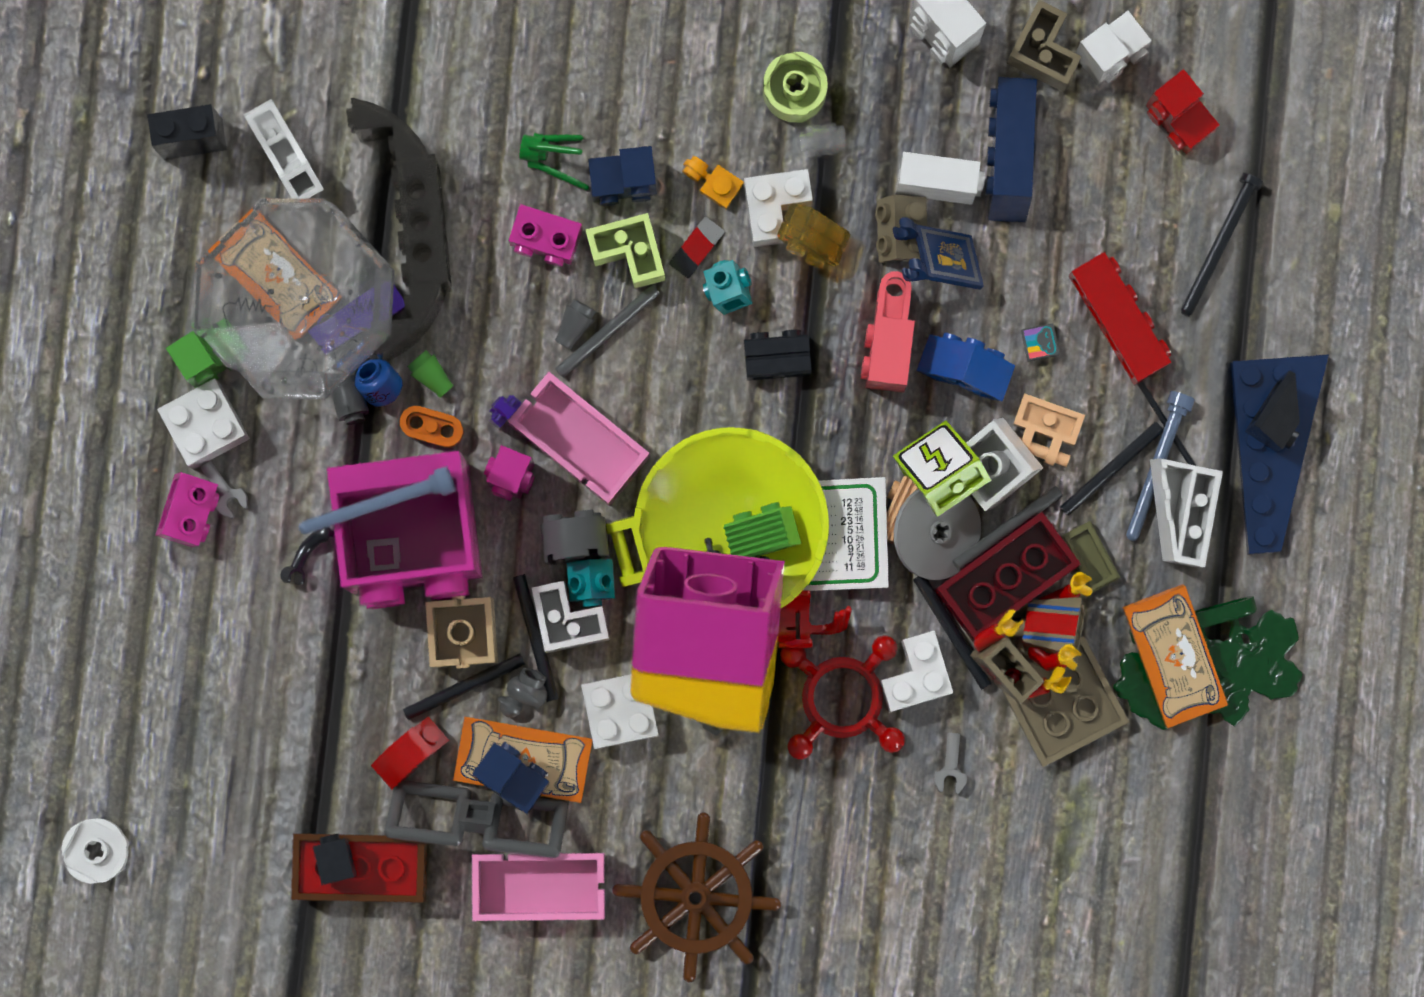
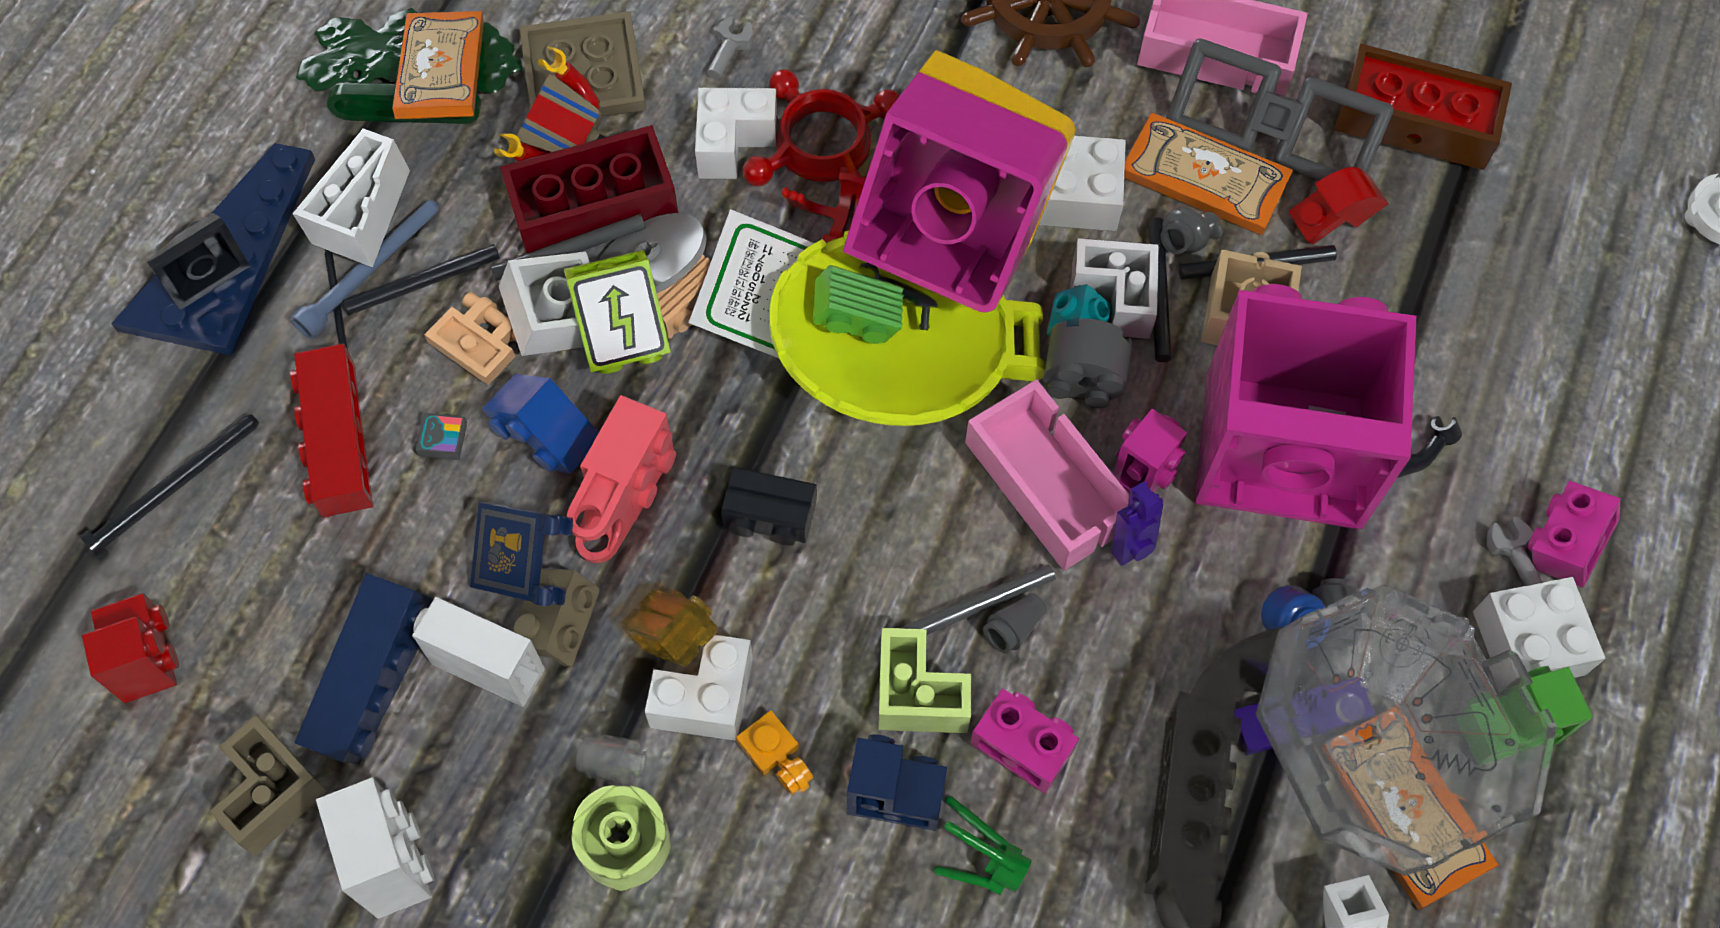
camera: 165 degrees left, 20 degrees down
(334, 859) = (1458, 92): black brick -> none
(430, 373) = (1222, 617): bright green cone -> none
(432, 426) = (1234, 549): orange plate -> none
(438, 482) = (1262, 390): sand blue piece -> none
(510, 778) = (1233, 138): dark blue brick -> none
(696, 247) = (825, 677): sticker -> none
(727, 286) = (804, 589): teal brick -> none
(952, 631) = (673, 158): black bar -> none
(1008, 666) = (624, 84): torso -> none
(1092, 555) = (488, 200): olive tile -> none
(1112, 47) = (176, 757): white brick -> none

